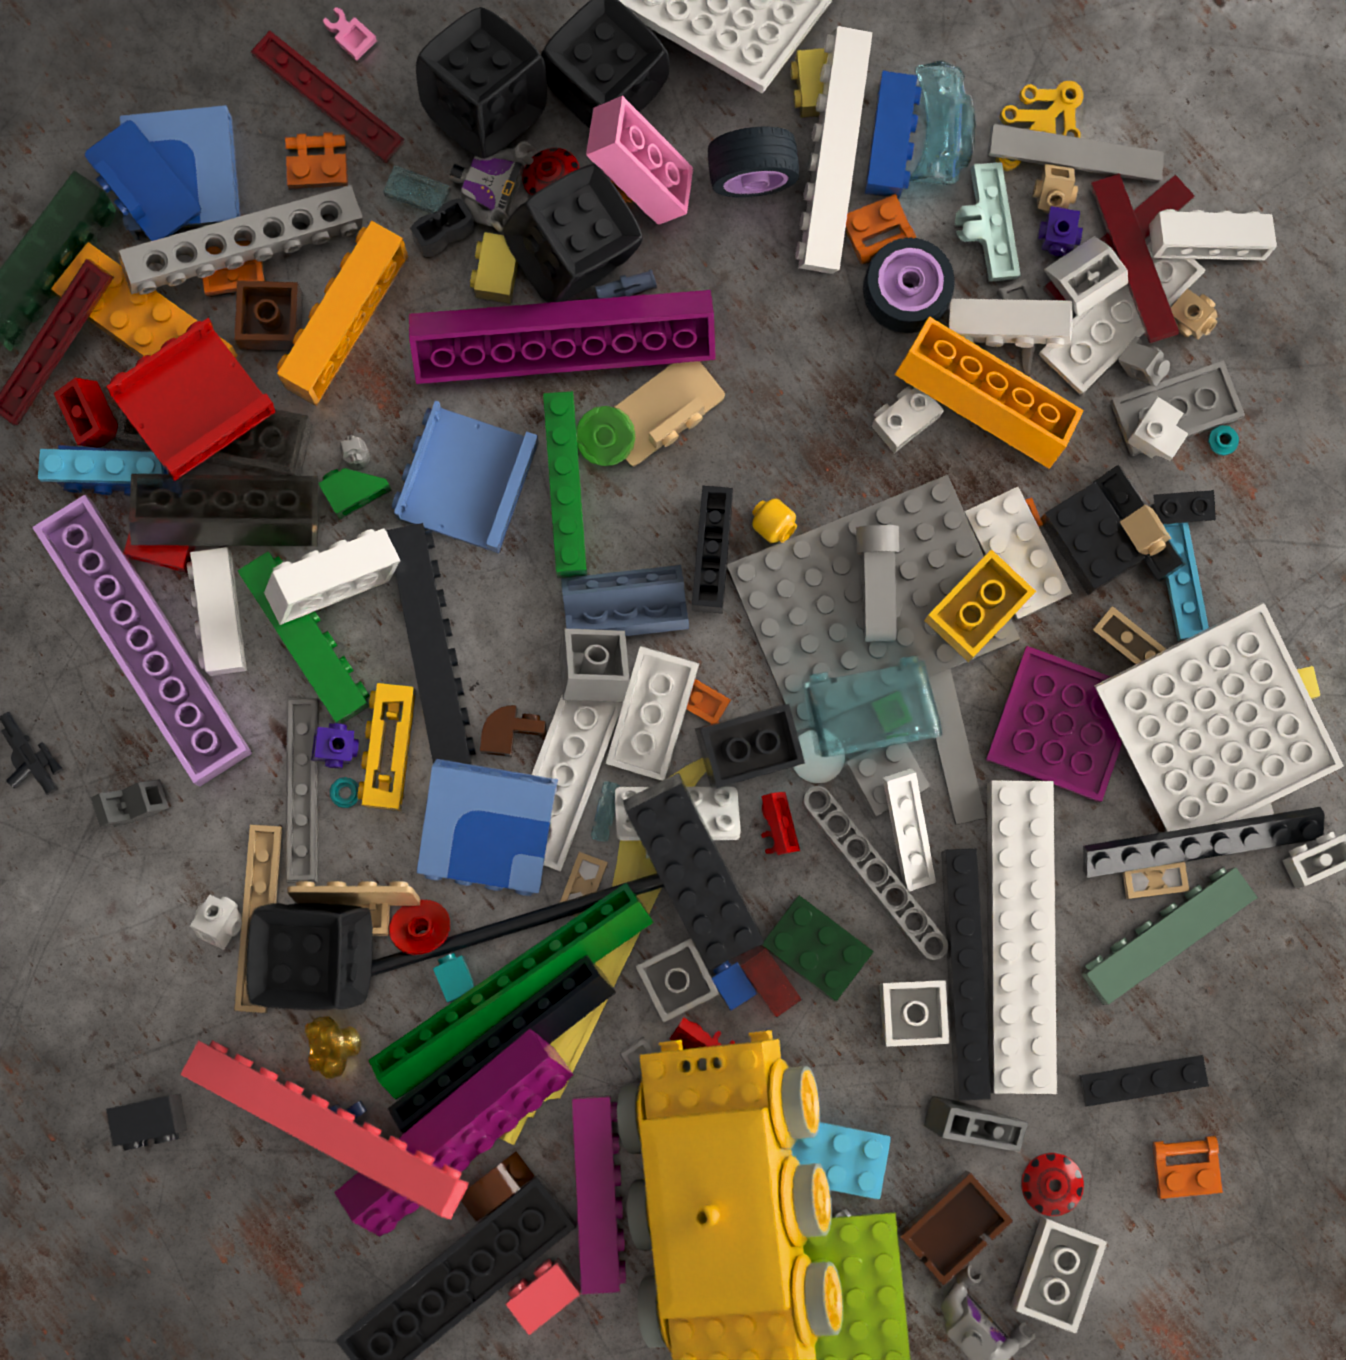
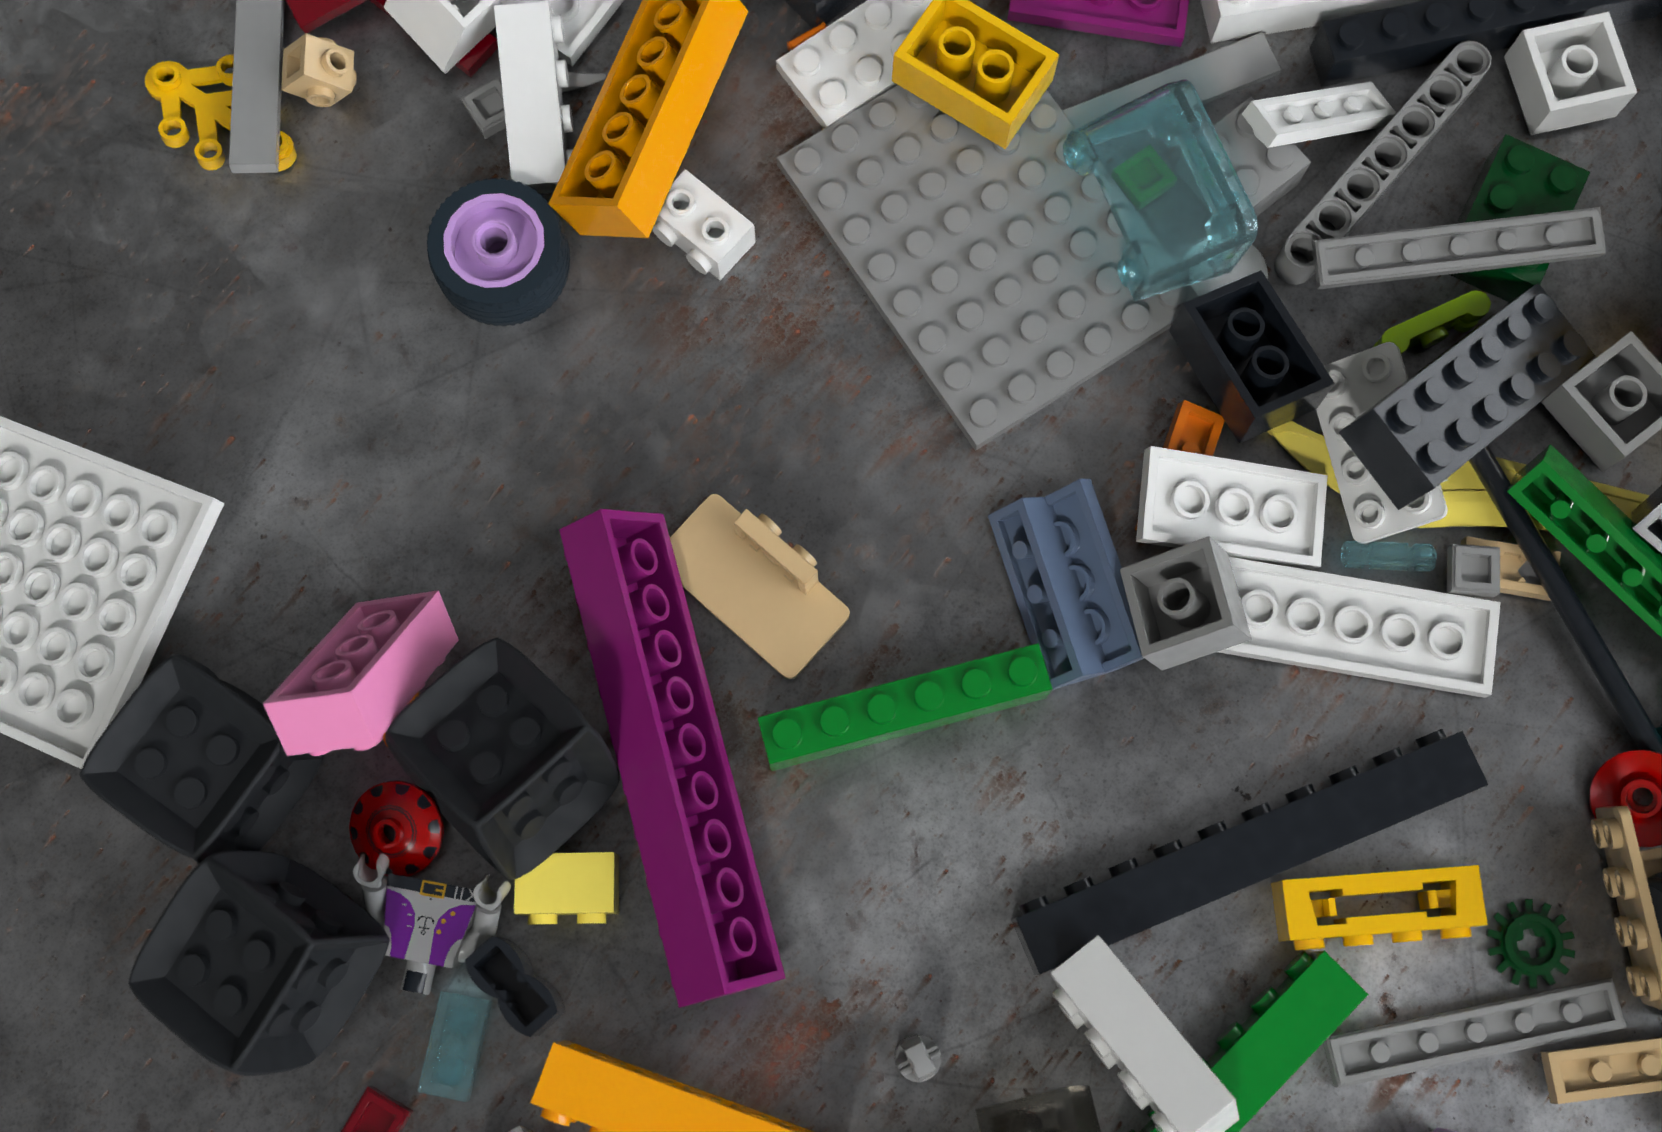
camera: 95 degrees left, 5 degrees down
(324, 750) = (1402, 991): dark purple brick -> none
(335, 790) = (1475, 957): teal plate -> none
(338, 830) = (1539, 925): none -> dark green gear
(351, 490) = (980, 1052): green slope -> none
(464, 478) = (920, 869): medium blue panel -> none
(486, 827) = (1469, 719): medium blue panel -> none
(501, 728) = (1302, 732): reddish brown brick -> none
(583, 858) = (1473, 570): none -> light grey tile
(605, 435) = (812, 659): bright green tile -> none
(645, 281) = (564, 670): sand blue pin -> none
(712, 549) = (964, 463): black brick -> none
(732, 984) = (1603, 320): blue brick -> none
(752, 874) = (1433, 325): none -> lime plate
(753, 162) = (337, 503): black wheel -> none
(770, 983) = (1576, 281): clear red brick -> none
(774, 520) = (897, 386): yellow head -> none
(779, 818) = (1330, 308): red plate -> none
(795, 894) = (1459, 248): none -> light grey tile
(807, 72) = (191, 442): light yellow brick -> none
(834, 149) = (296, 387): white brick -> none
(873, 221) = (402, 325): orange plate -> none
(878, 550) = (964, 214): light grey beam -> none
(891, 134) = (260, 317): blue brick -> none
(949, 124) = (236, 243): clear light blue windscreen -> none
(990, 222) = (380, 157): light aqua plate -> none
(1060, 231) = (382, 56): dark purple brick -> none

